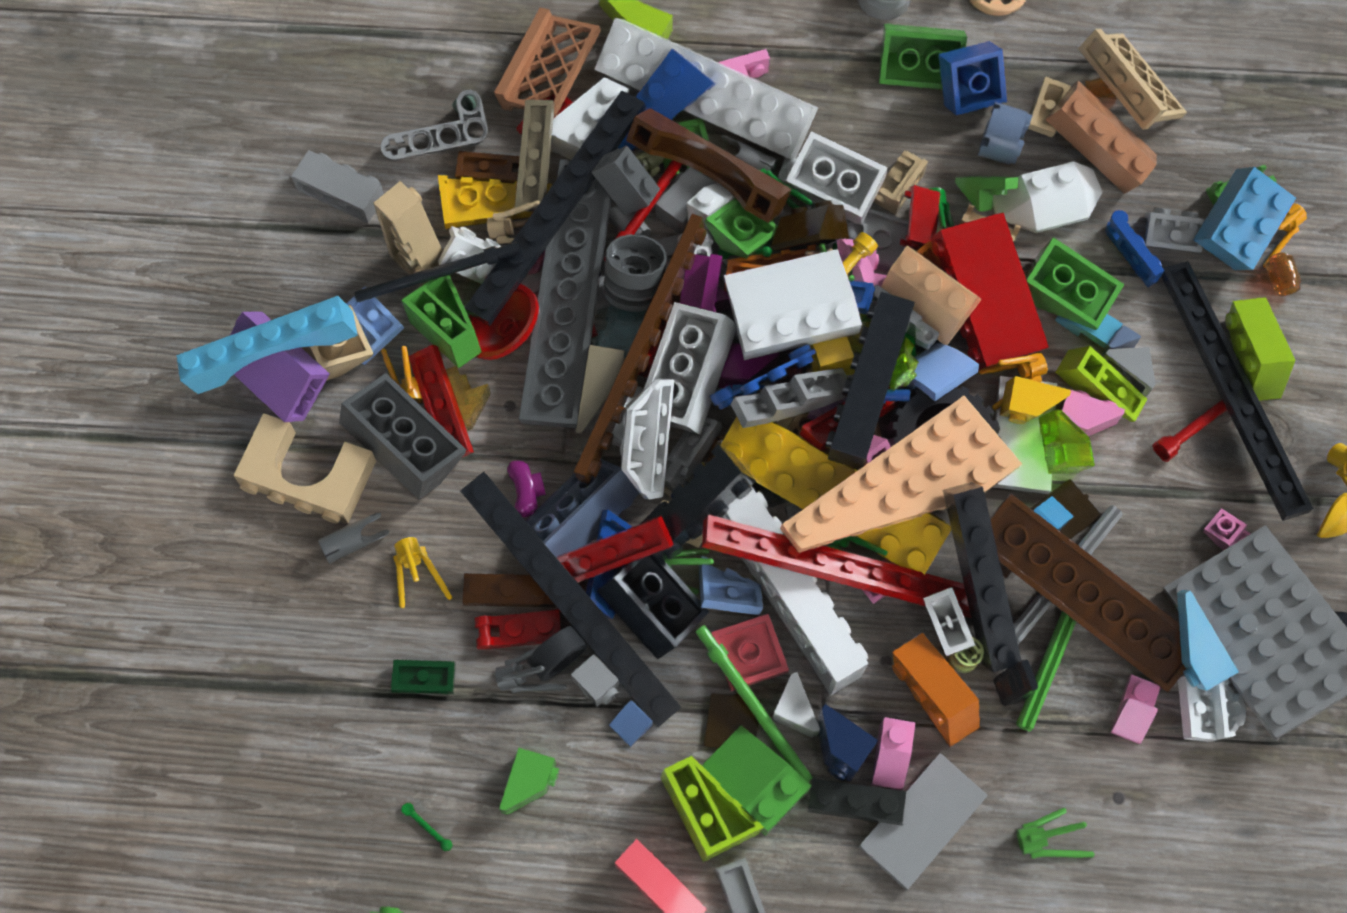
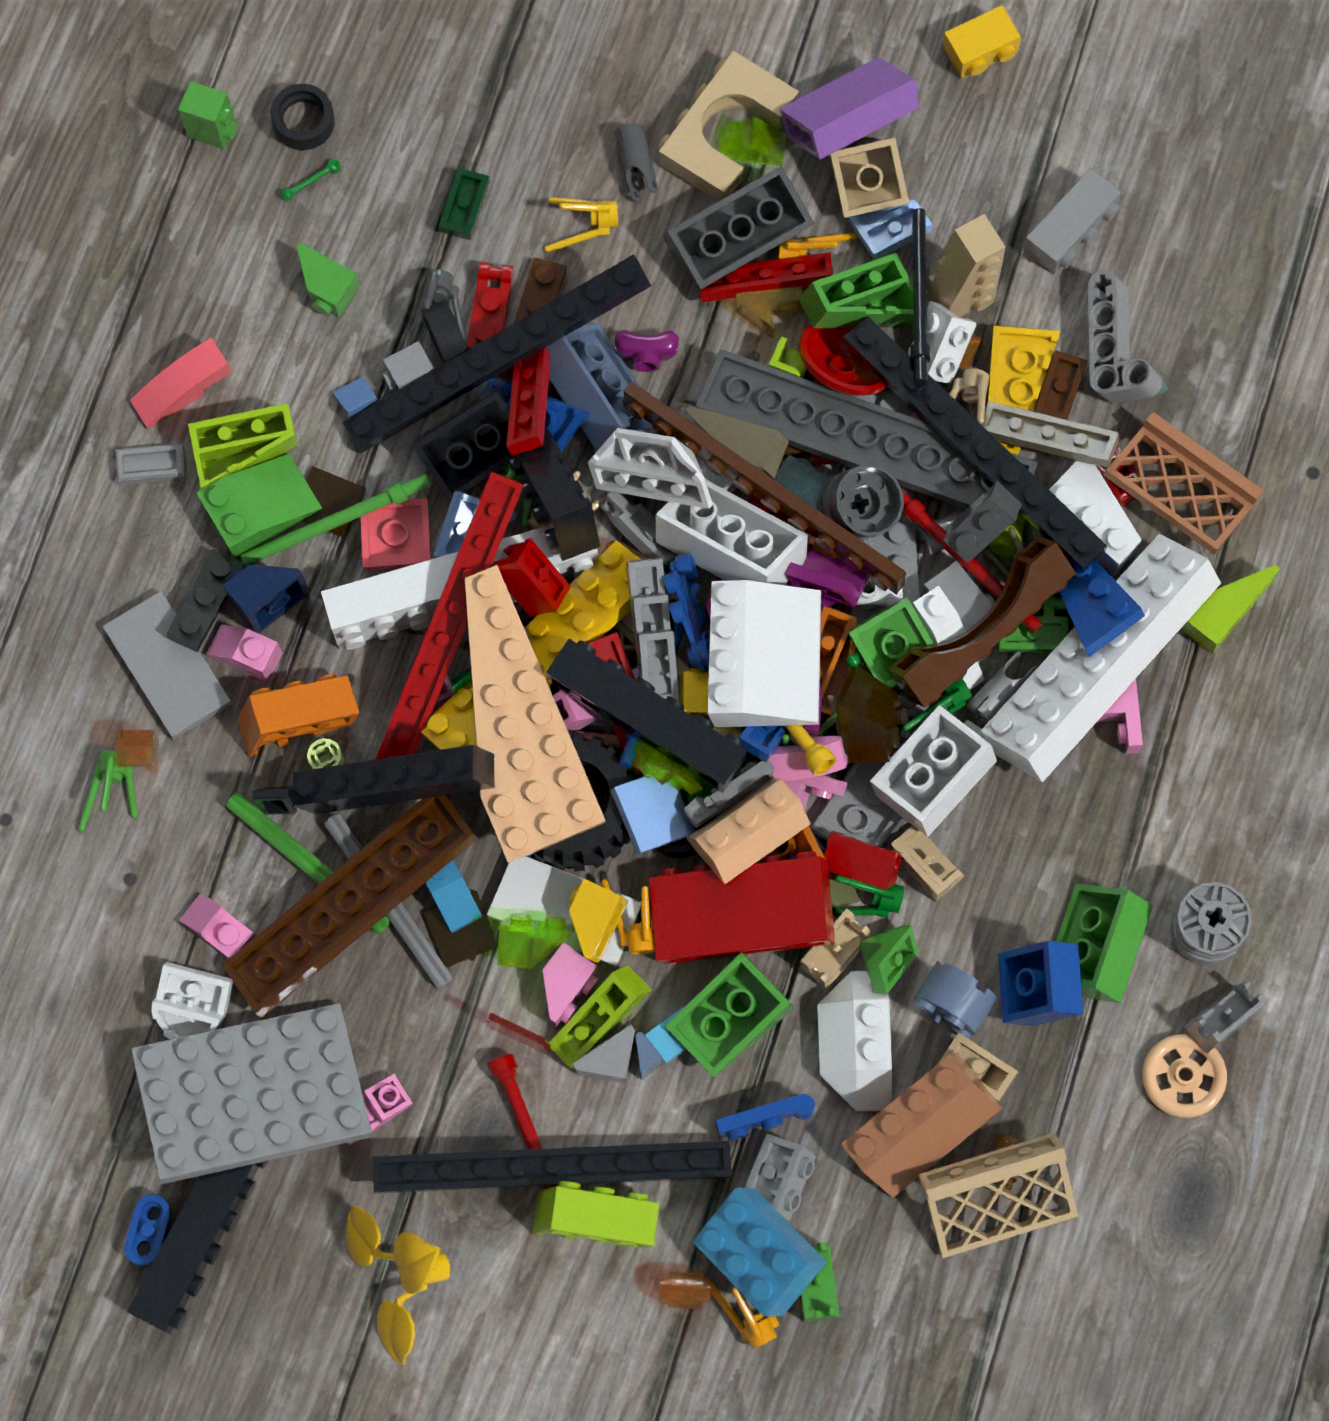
camera: 110 degrees right, 5 degrees up
(187, 286) = (982, 42): none -> yellow brick
(315, 325) = (867, 98): medium azure arch -> none
(315, 450) = (752, 142): none -> clear neon green slope
(343, 842) = (291, 96): none -> black tyre
(512, 371) = (787, 359): none -> lime panel
(775, 504) = (532, 578): none -> red hinge
(795, 709) = (323, 563): white slope -> none
(949, 621) = (357, 738): white slope -> none
(1013, 818) = (138, 749): none -> clear orange panel
(1142, 436) = (518, 1033): none -> clear red piece
(1201, 649) = (242, 998): medium azure slope -> none

